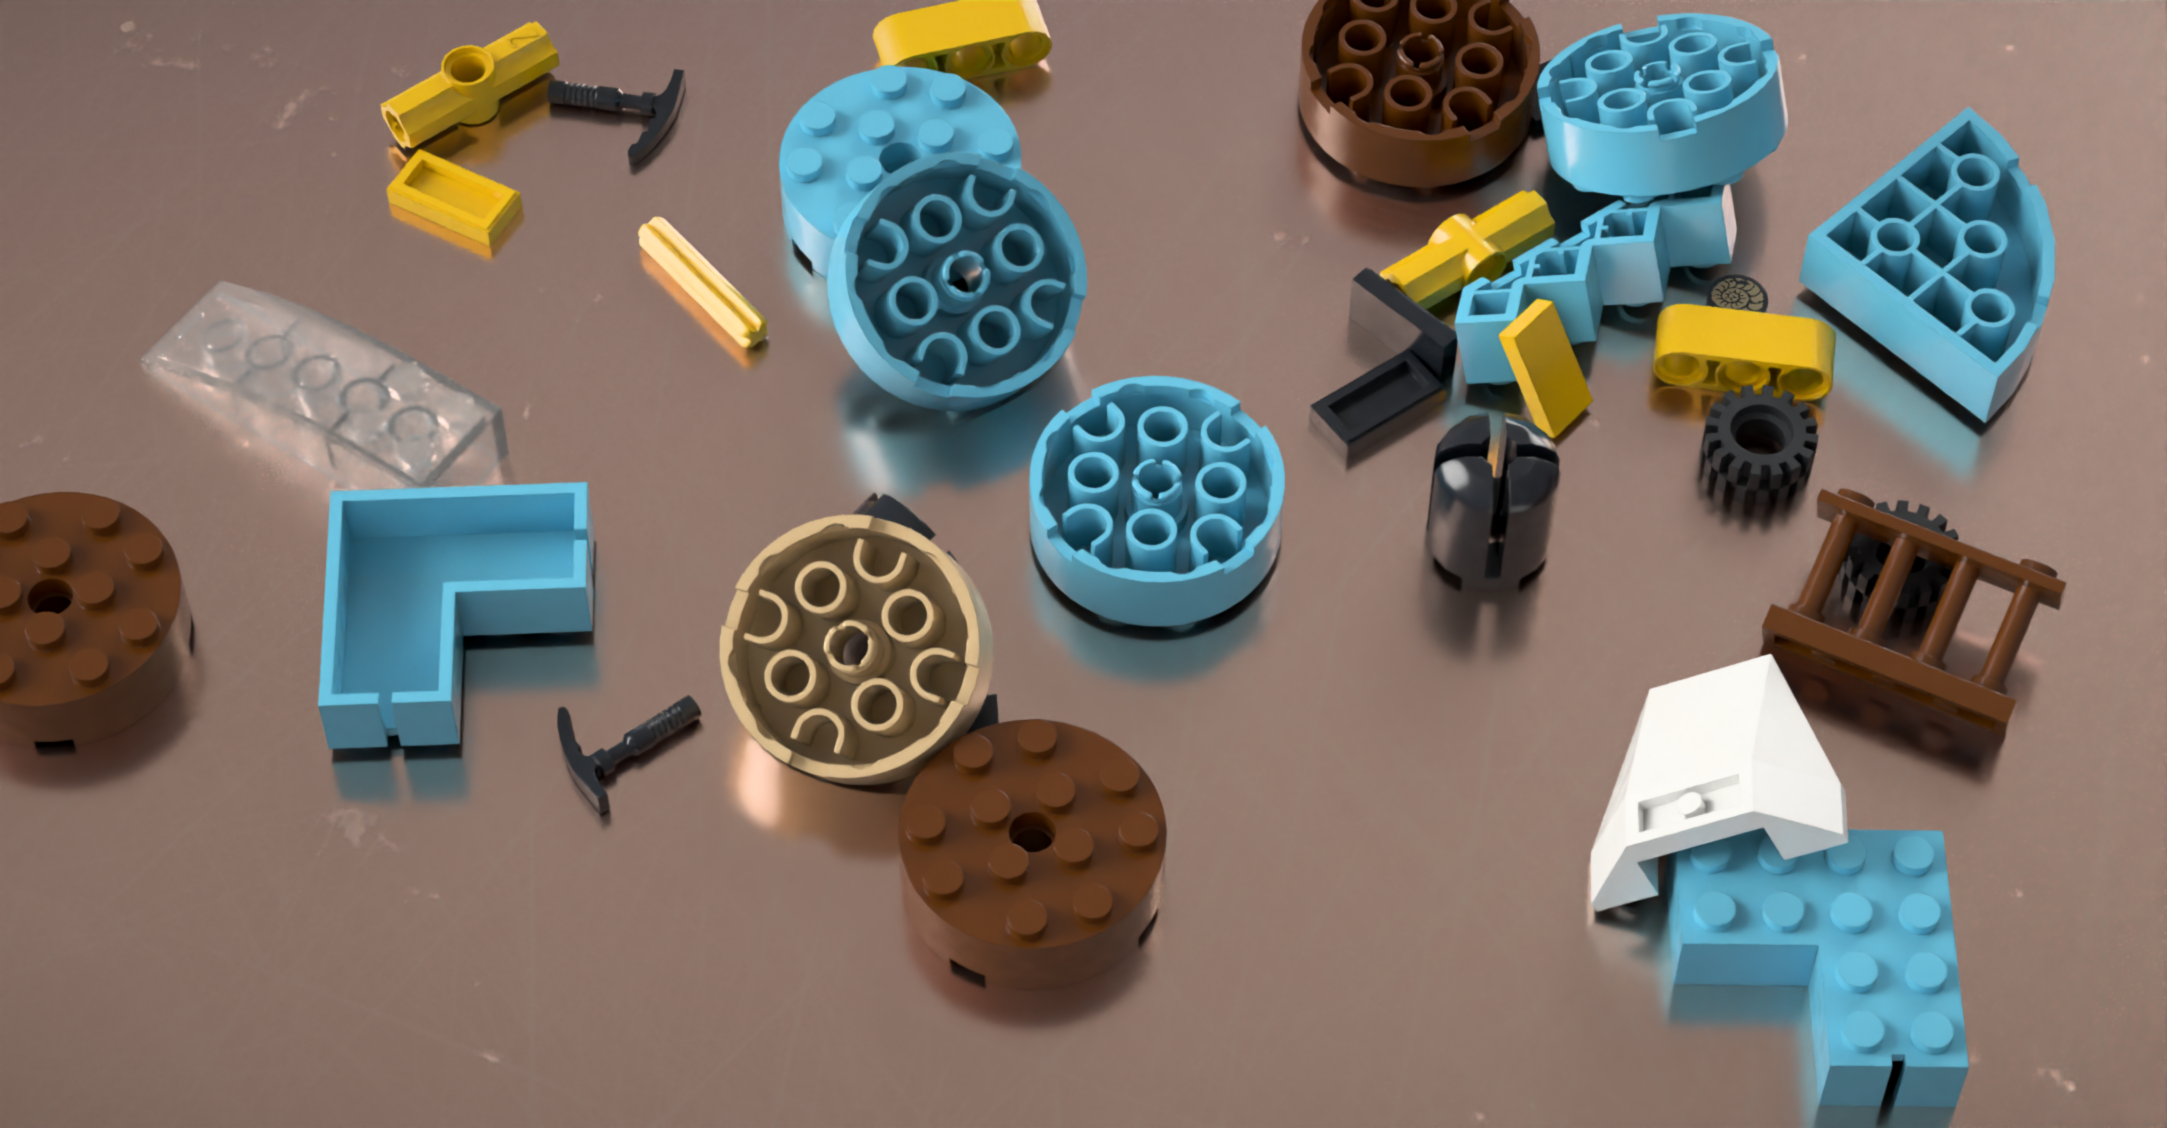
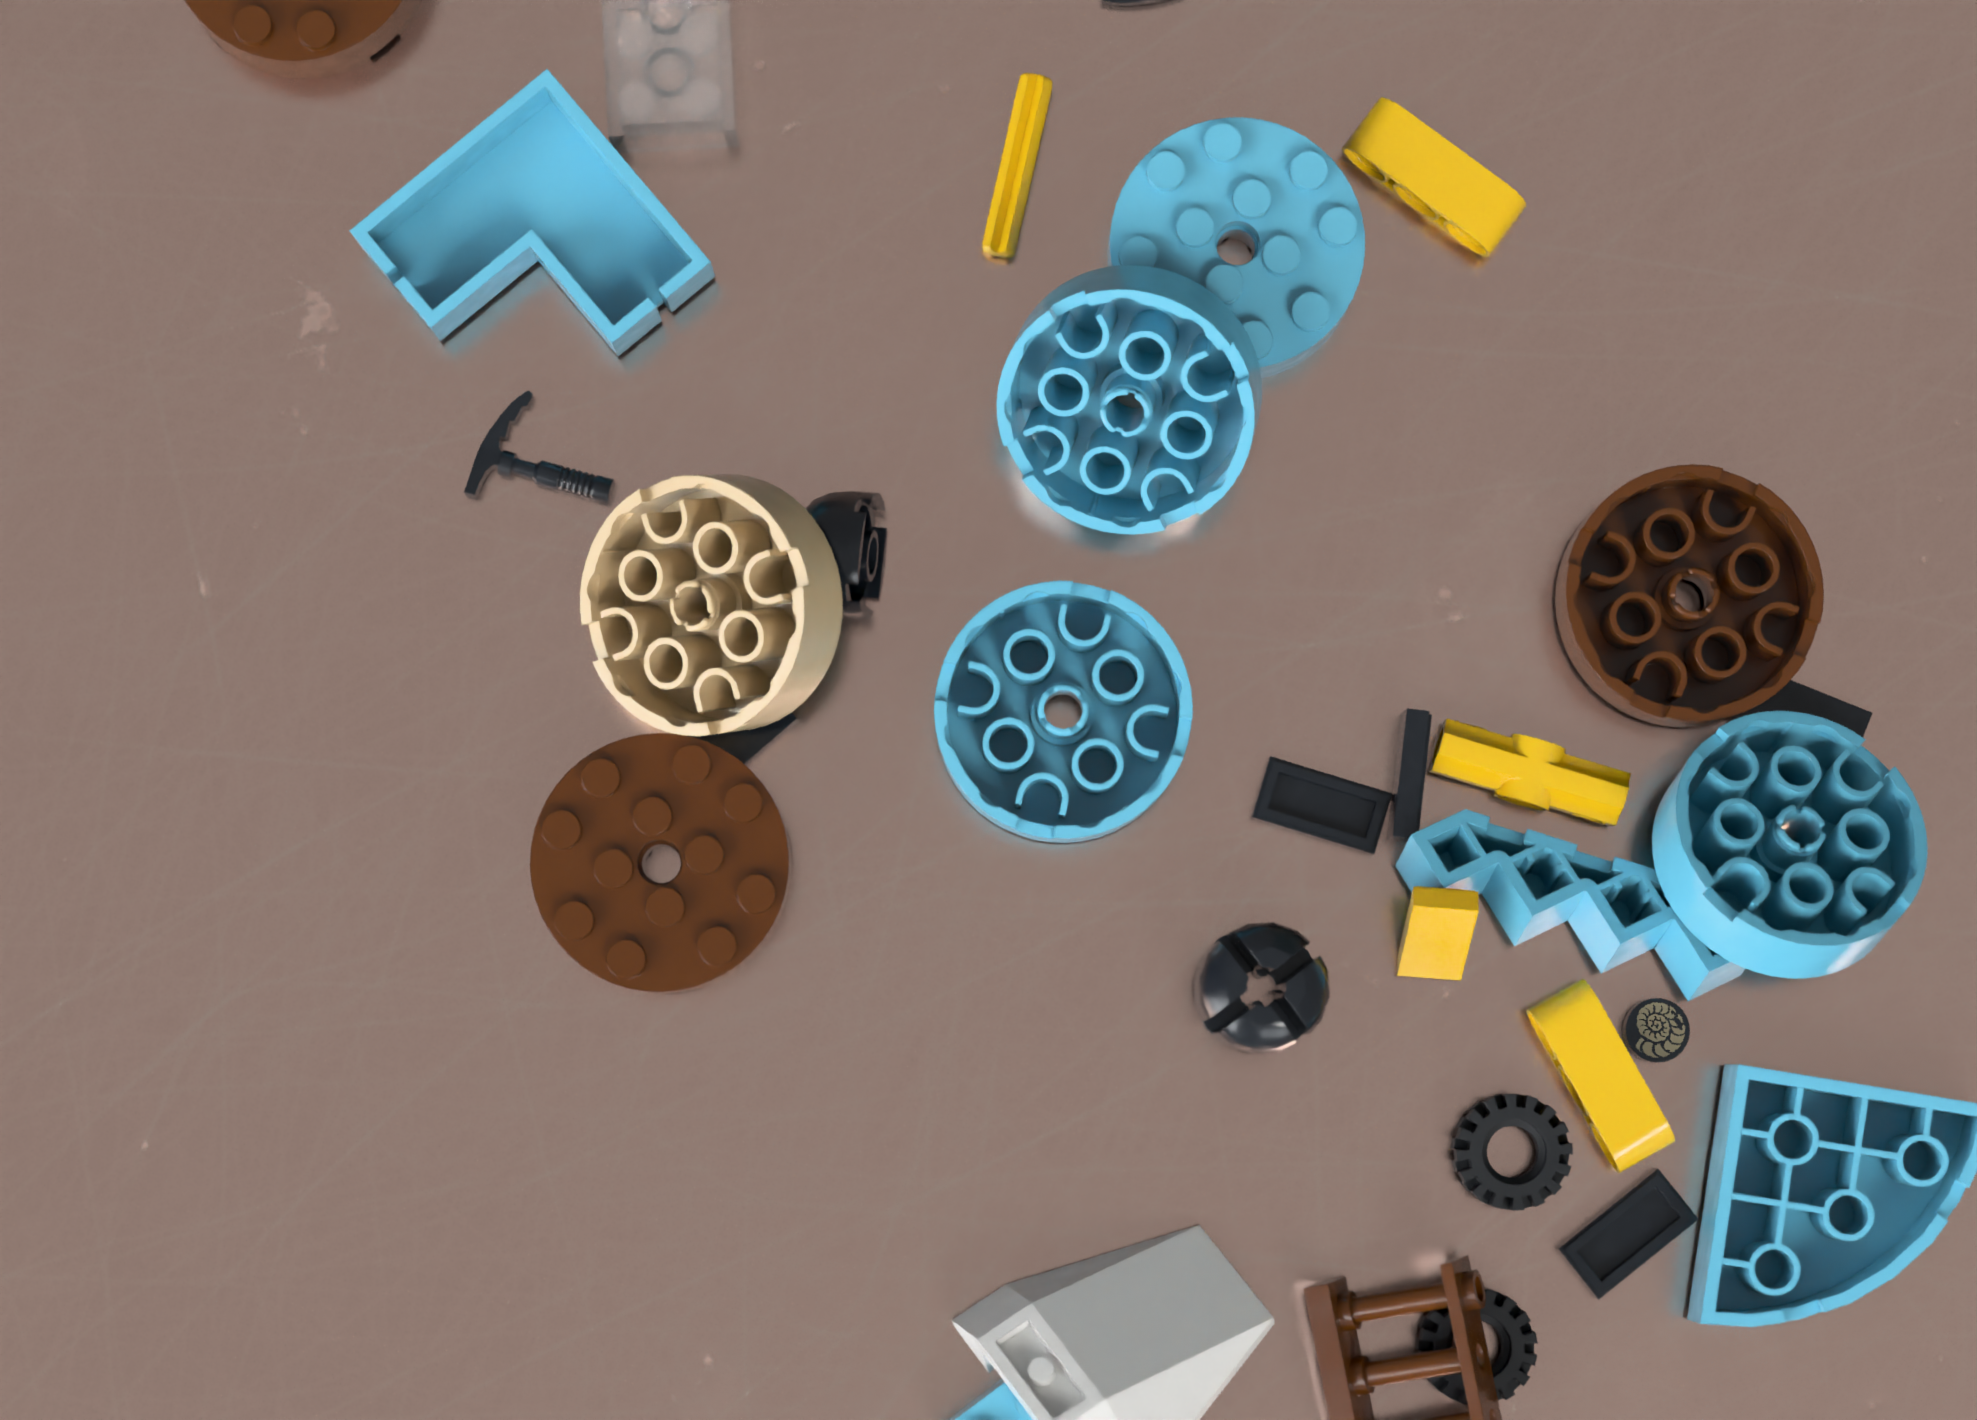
camera: 50 degrees right, 30 degrees up
(1884, 420) = (1627, 1233): none -> black tile

